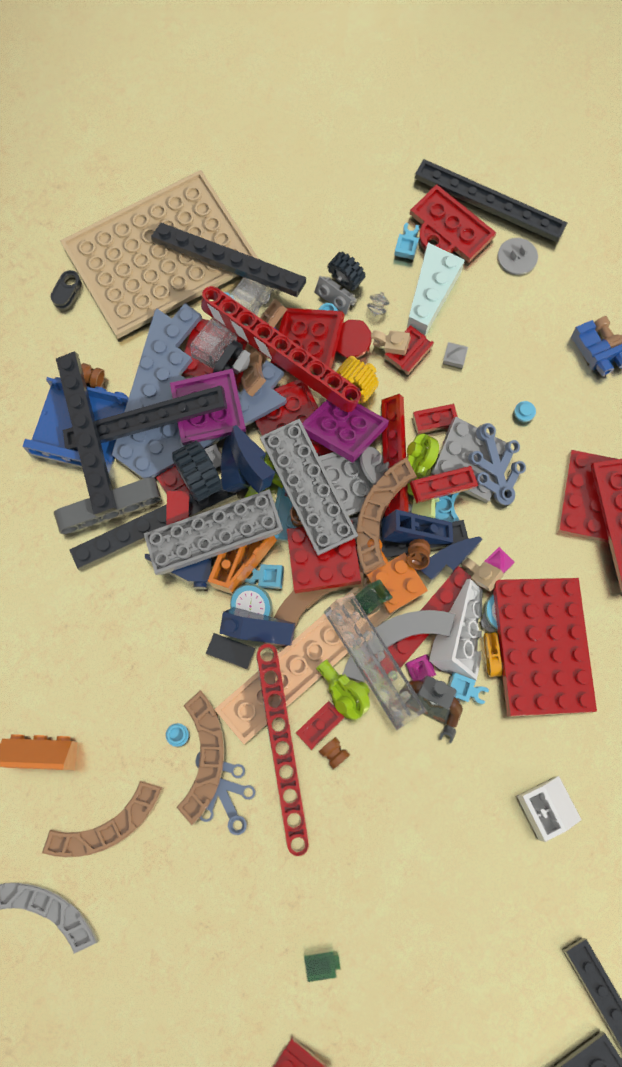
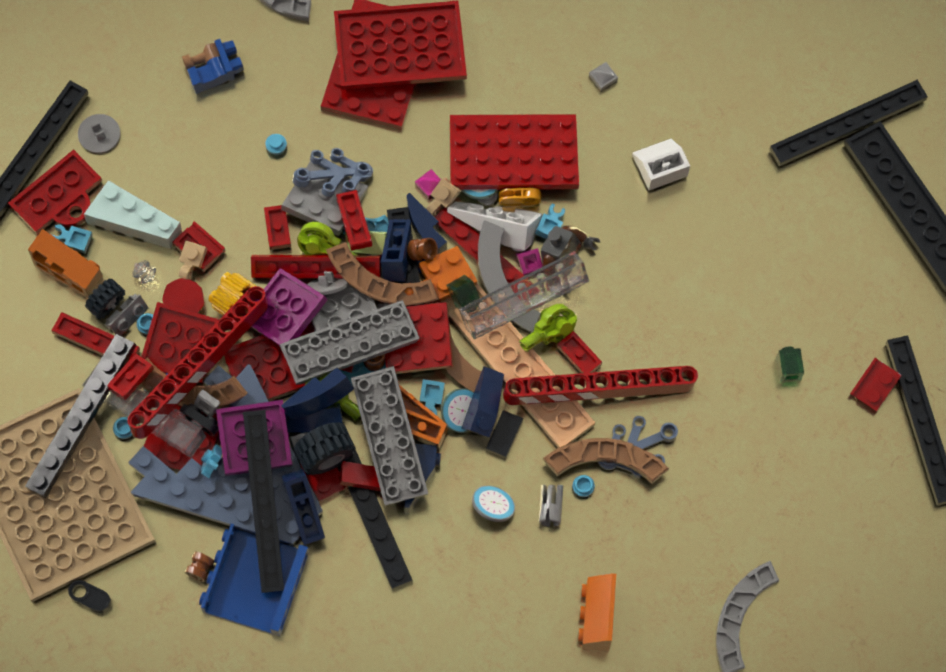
camera: 90 degrees left, 5 degrees down
(86, 434) = (270, 562): black plate -> none
(108, 834) = (673, 550): medium nougat tile -> none
(127, 498) = (347, 549): dark grey beam -> none
(144, 454) = (303, 506): none -> dark blue slope
(153, 642) = (493, 503): none -> piece
(154, 701) = (551, 505): none -> light grey arm
(186, 372) = (210, 460): none -> medium azure plate
(262, 292) = (130, 377): none -> red plate
(310, 267) = (84, 334): none -> red plate
(334, 752) = (604, 343): dark orange wheel -> none
(380, 234) = (64, 263): none -> orange wedge
(455, 355) = (207, 203): light grey tile -> none

